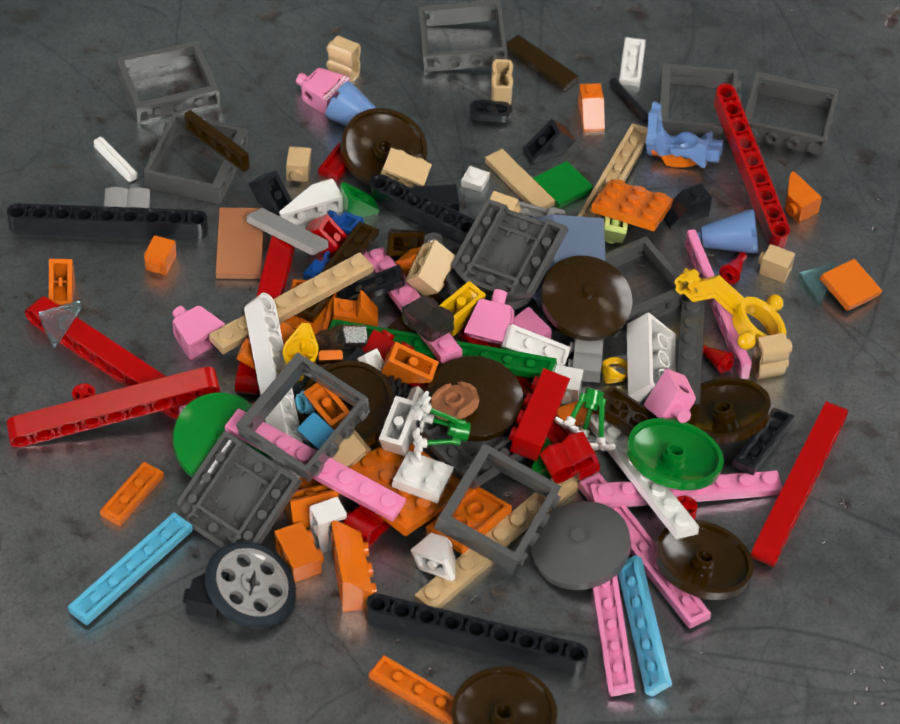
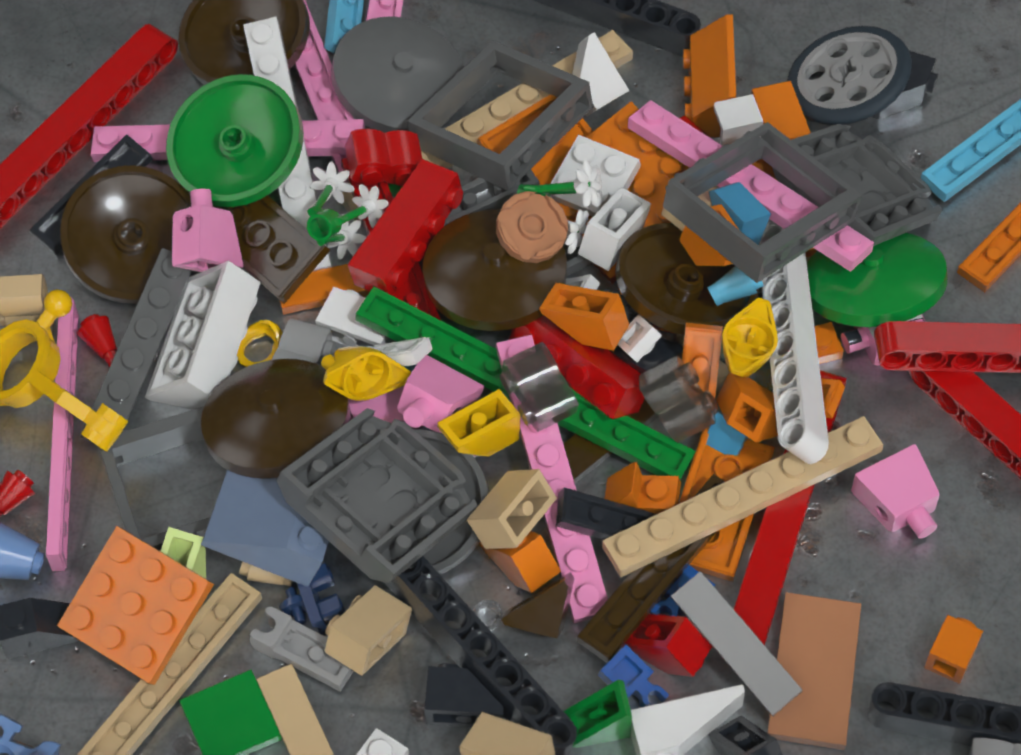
camera: 165 degrees left, 10 degrees up
(545, 316) = (362, 372): none -> yellow hat

